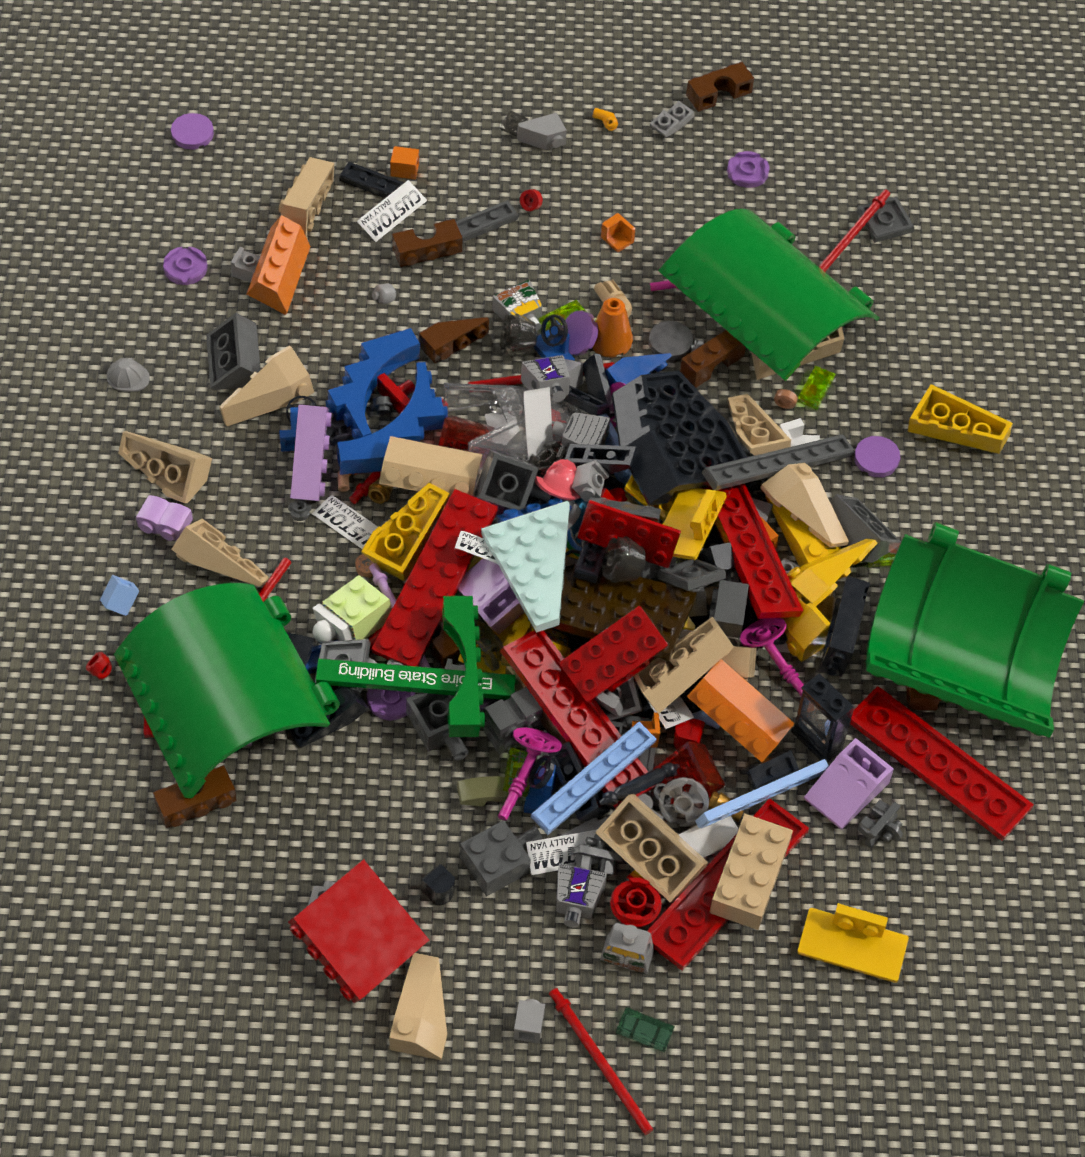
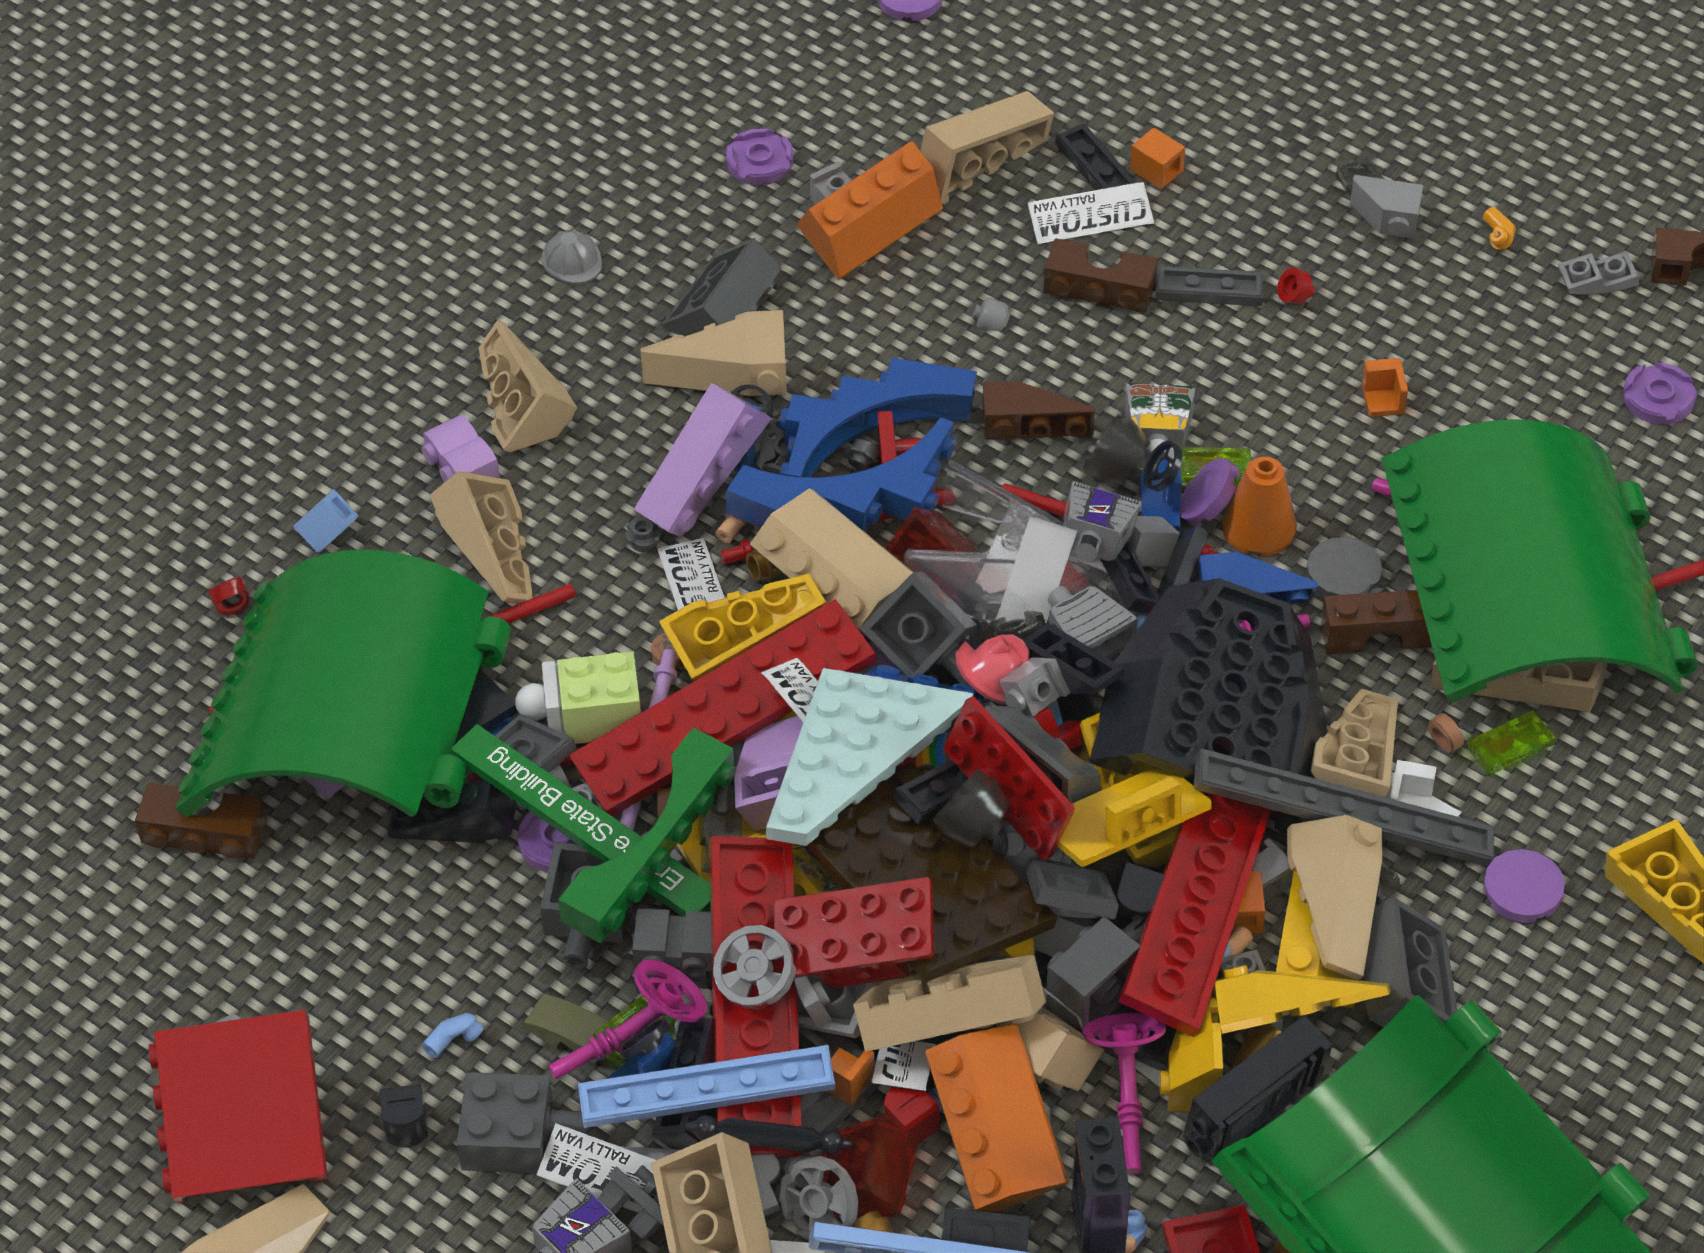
camera: 40 degrees right, 5 degrees down
(428, 822) = (449, 1029): none -> light blue arm
(576, 702) = (754, 967): none -> light grey piece
(610, 289) = (1303, 475): tan arm -> none

